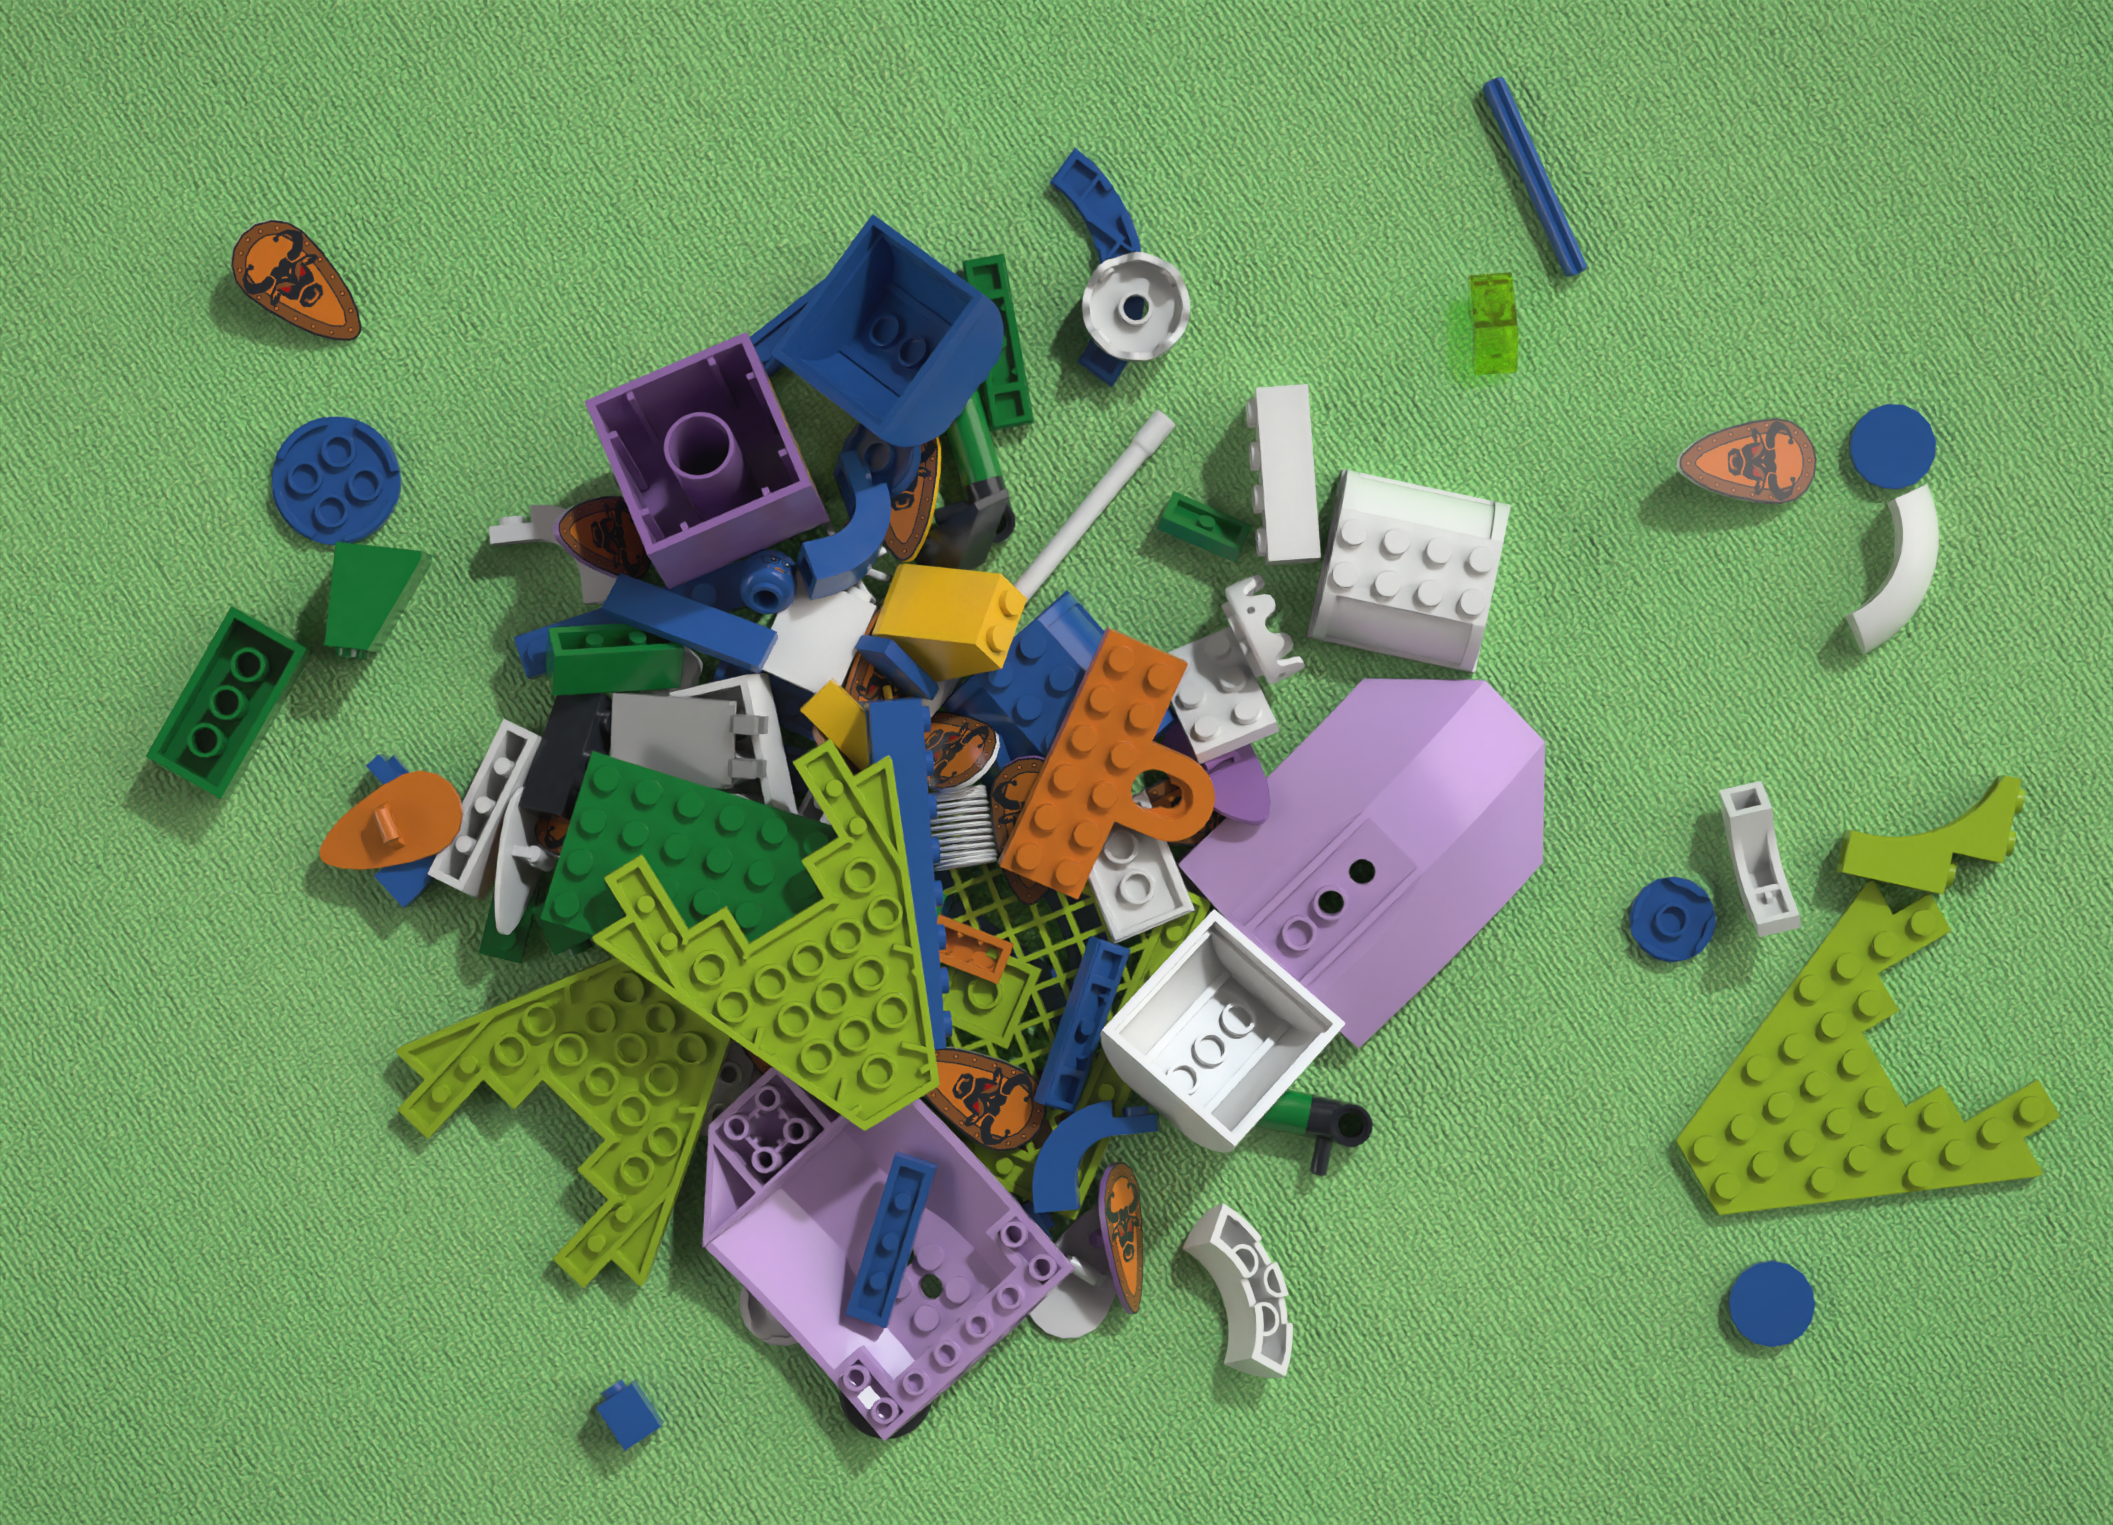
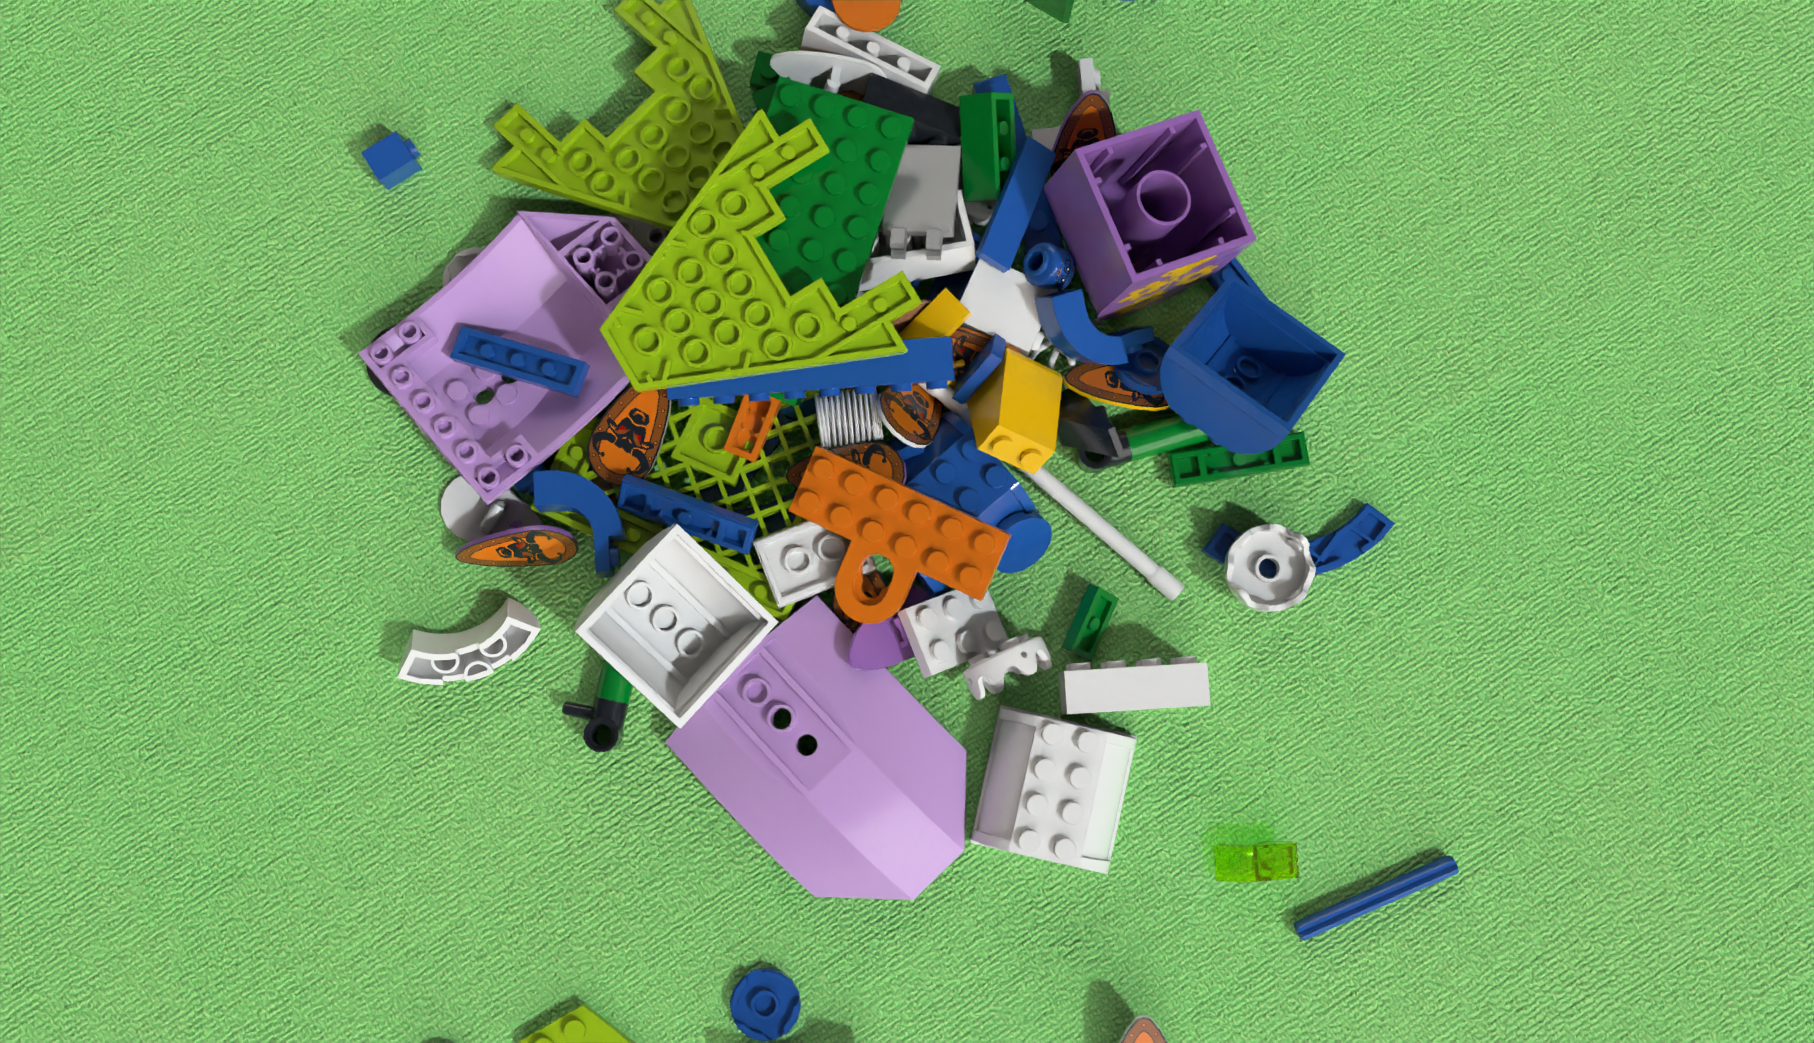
camera: 85 degrees right, 5 degrees down
(1103, 604) = (1028, 541): none -> blue tile

